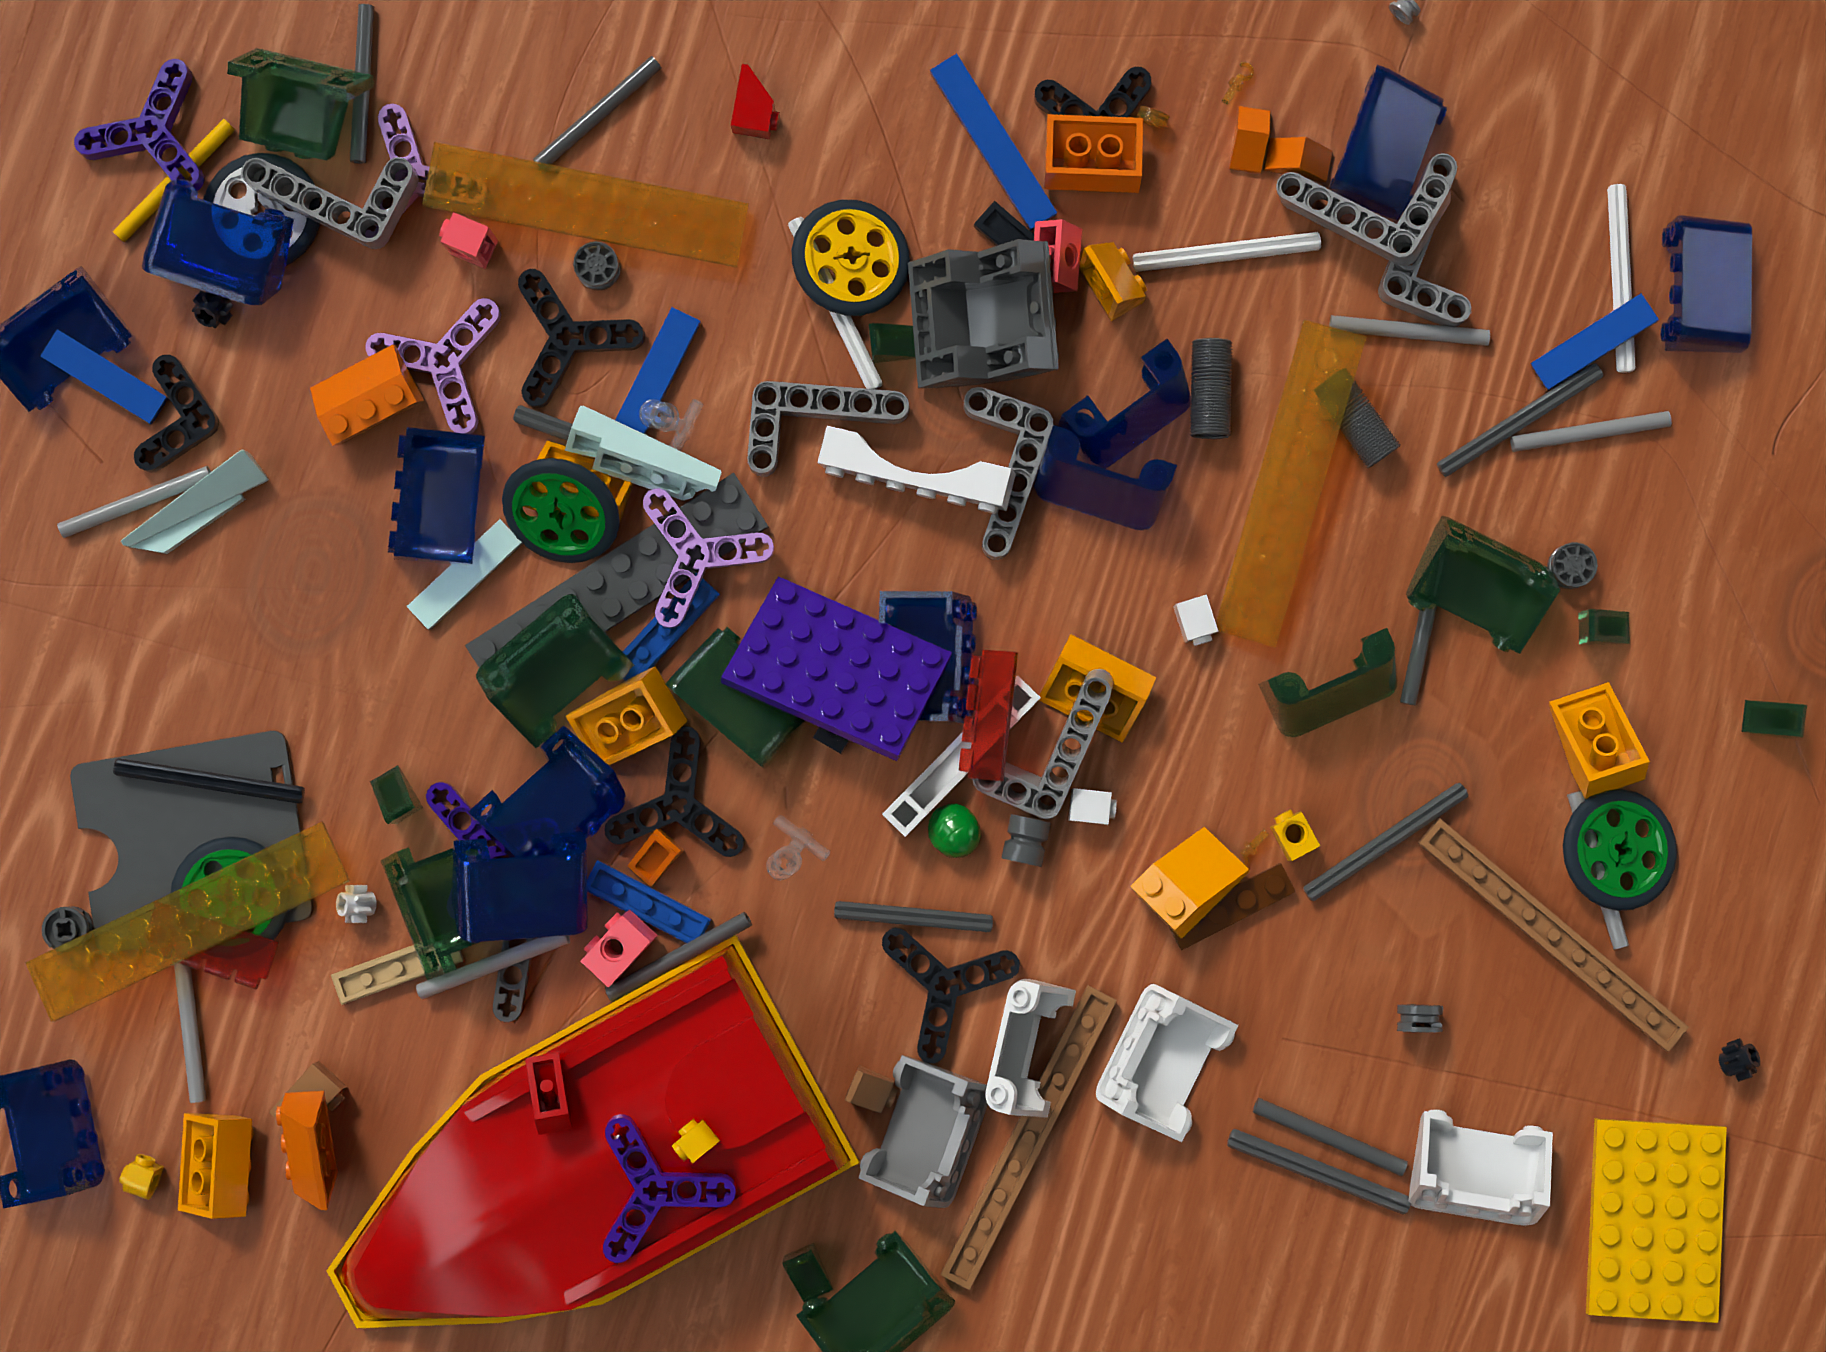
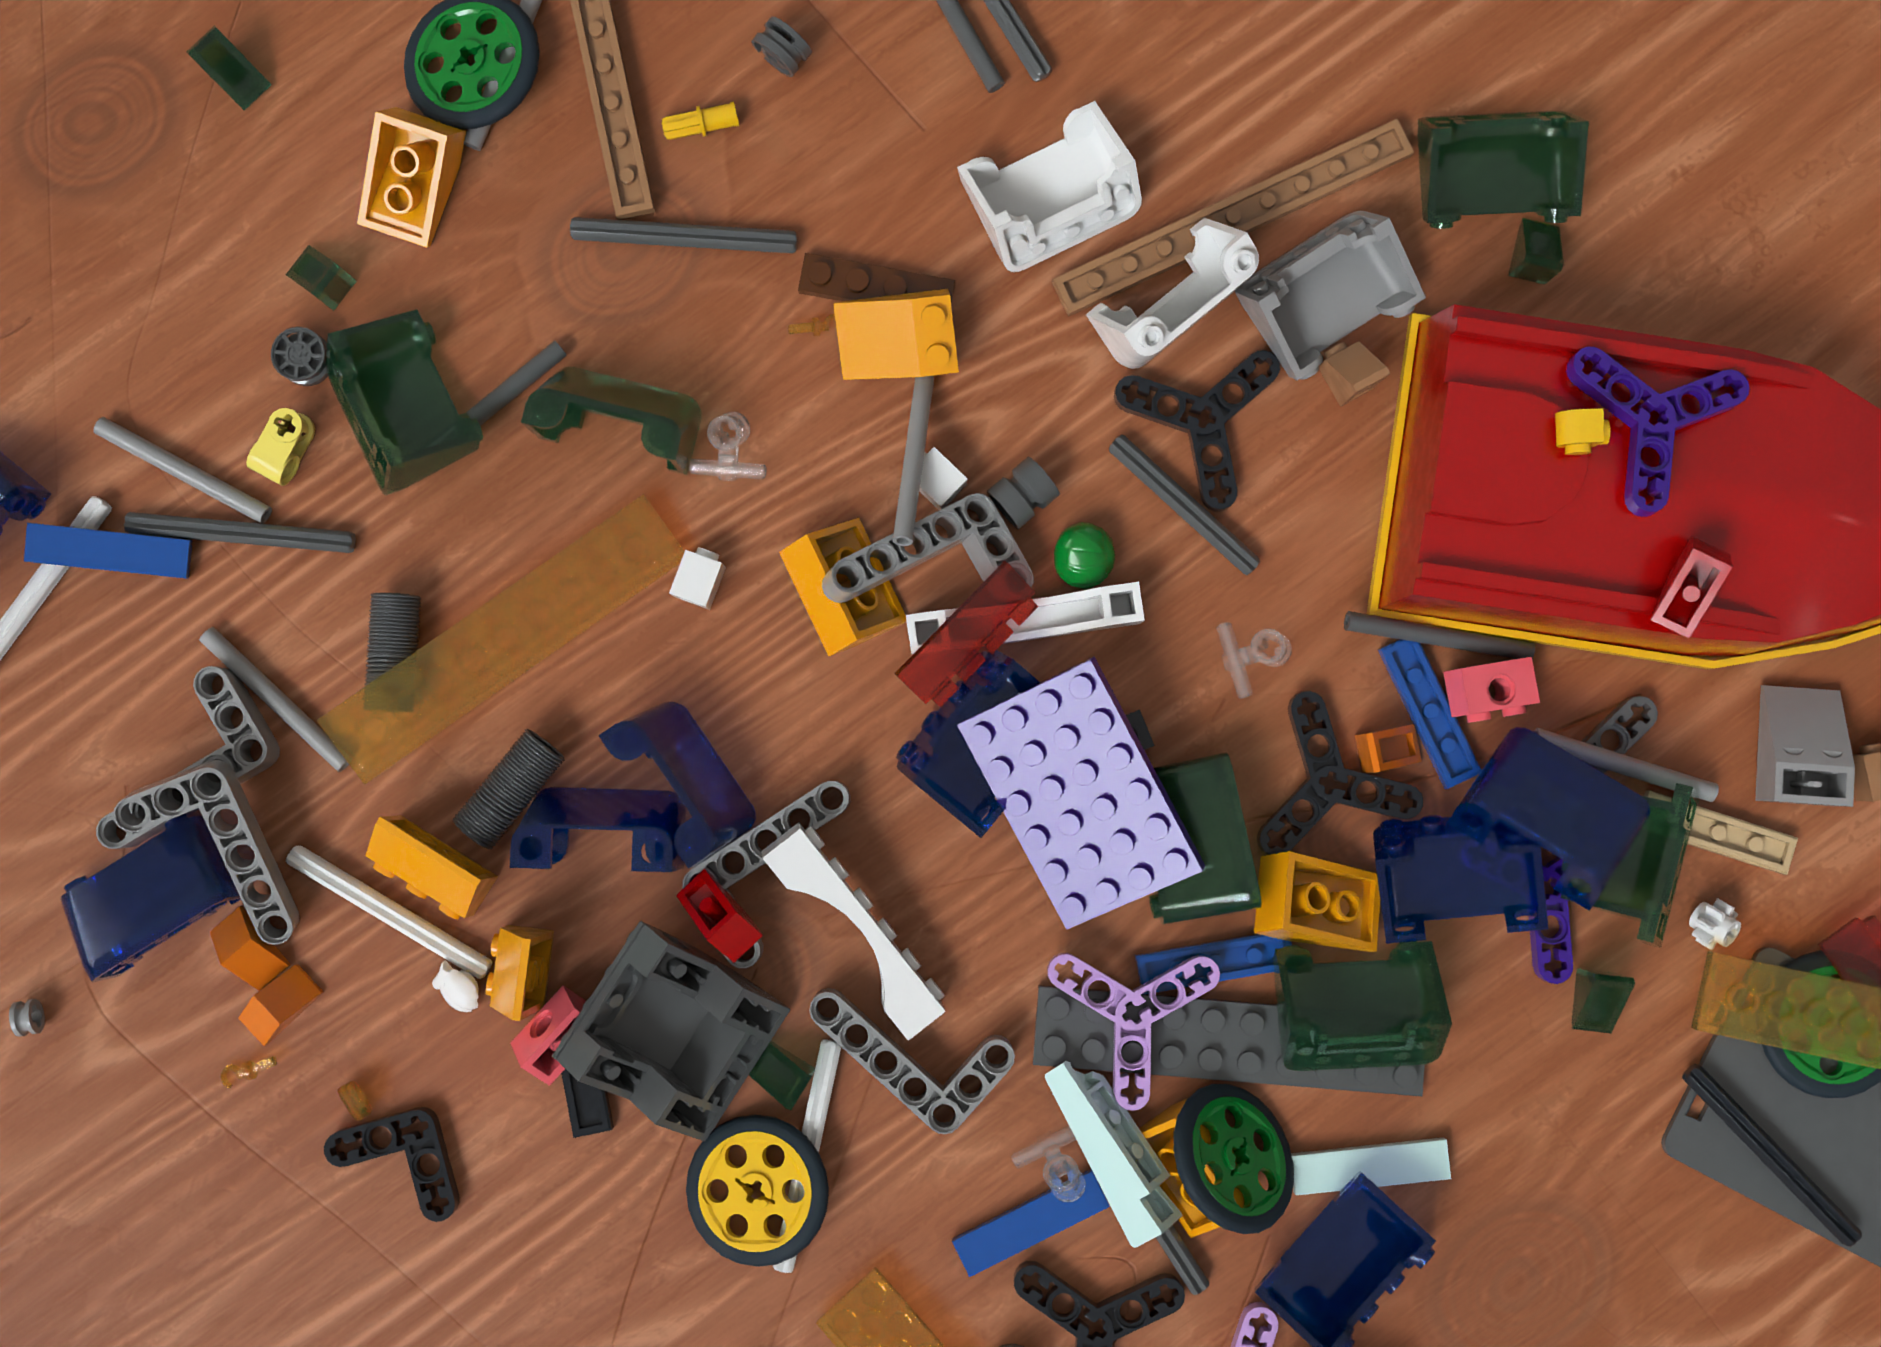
camera: 145 degrees left, 0 degrees up
(382, 1067) = (1804, 748): none -> light grey slope
(993, 141) = (529, 1198): blue tile -> none
(1010, 410) = (719, 916): none -> red slope
(1093, 153) = (440, 1109): orange slope -> none
(1113, 802) = (913, 461): none -> light grey piece
(1144, 237) = (457, 988): none -> white animal
(1222, 300) = (429, 866): none -> light orange slope
(1235, 709) = (727, 466): none -> clear piece
(1306, 842) = (760, 289): yellow brick -> none
(1435, 927) = (700, 121): none -> yellow axle
(1536, 492) = (278, 449): none -> light yellow piece

